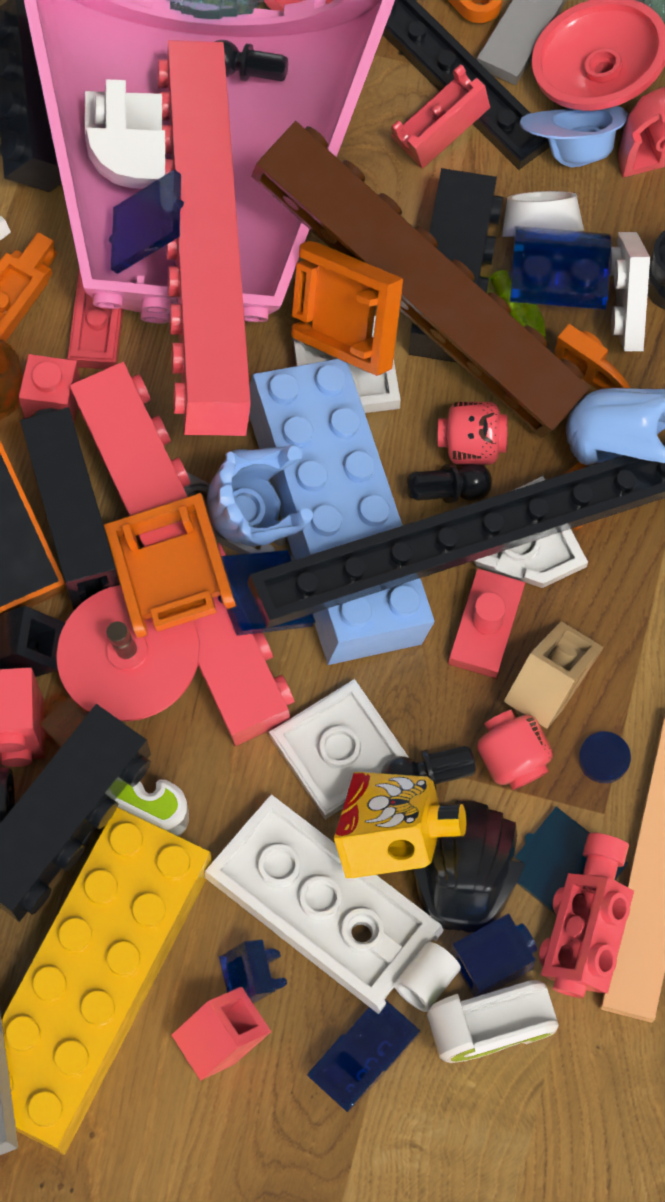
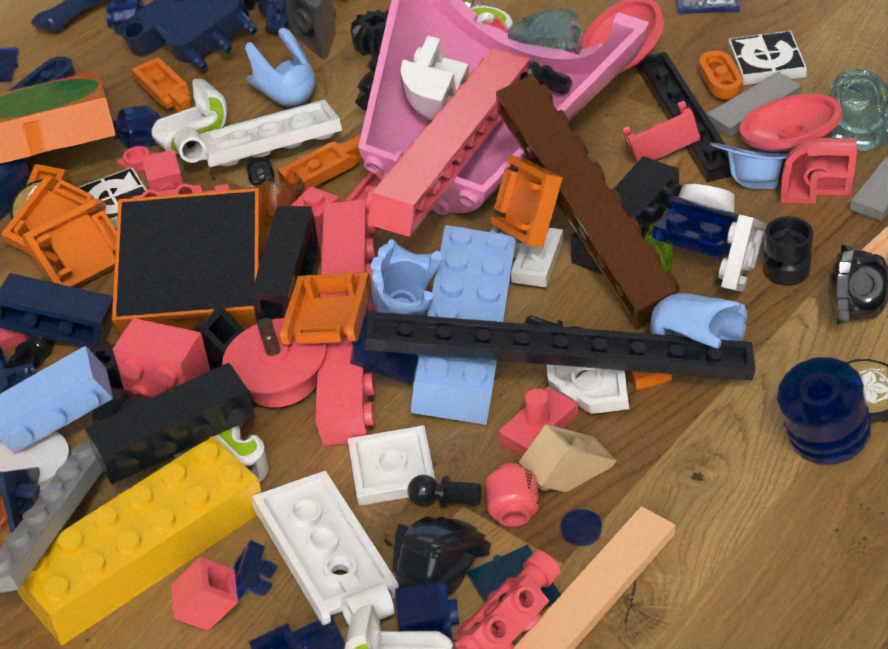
camera: 30 degrees right, 25 degrees down
(146, 221) = (417, 122): clear blue piece -> none
(392, 824) = (408, 501): yellow torso -> none
(473, 433) = (587, 306): coral head -> none
(590, 357) = (690, 278): orange plate -> none

